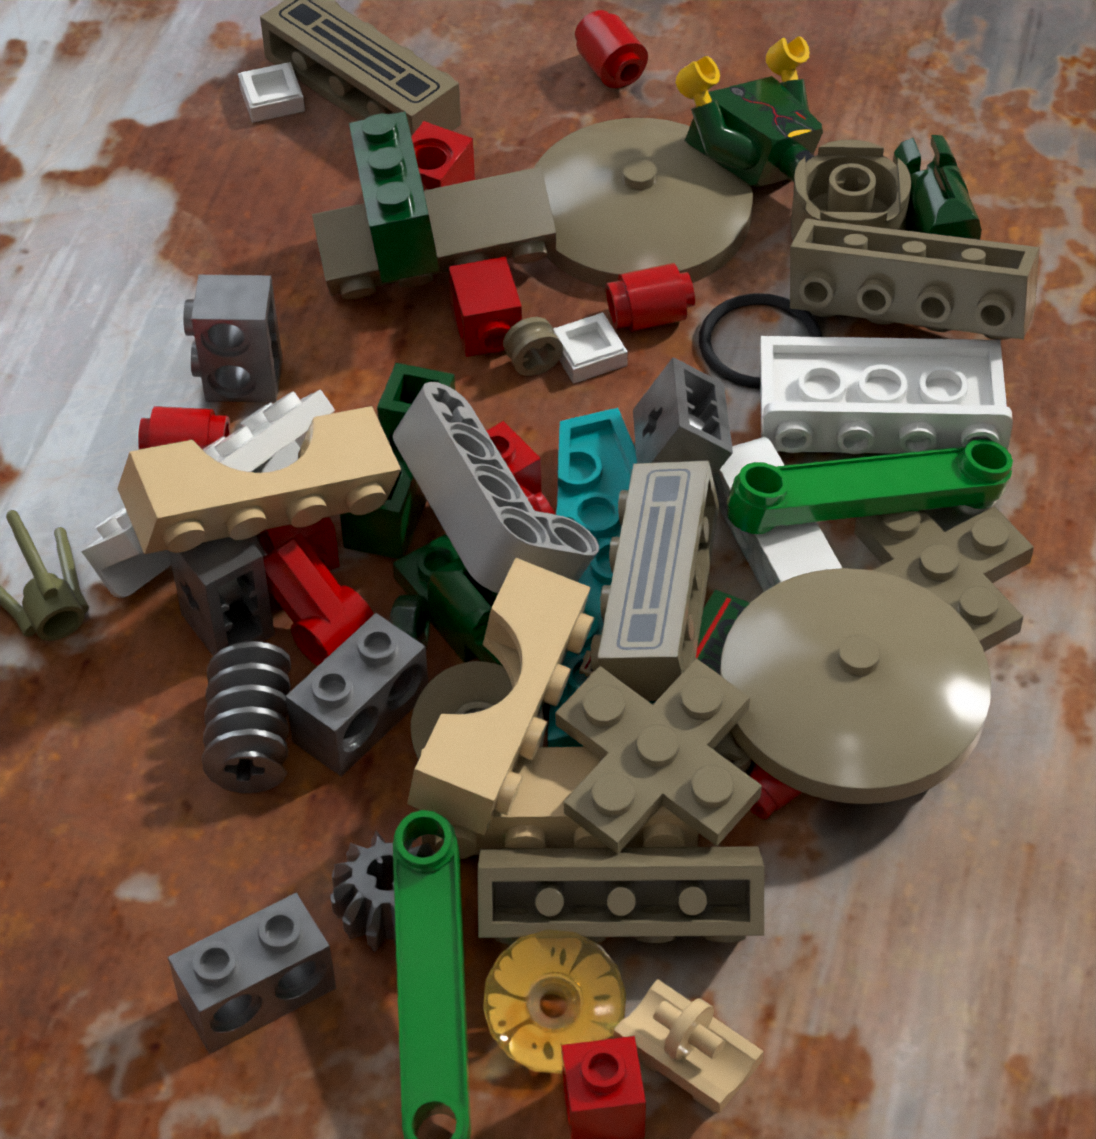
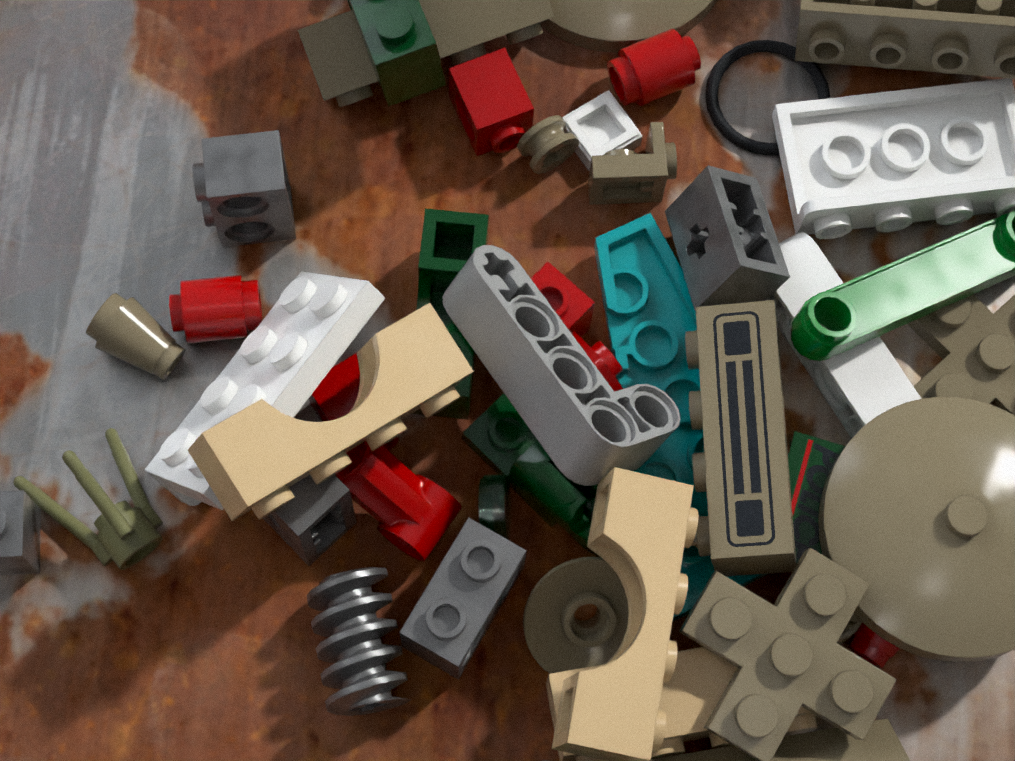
camera: 15 degrees left, 20 degrees up
(95, 446) = (134, 336): none -> dark tan cone
(608, 378) = (633, 177): none -> dark tan bracket

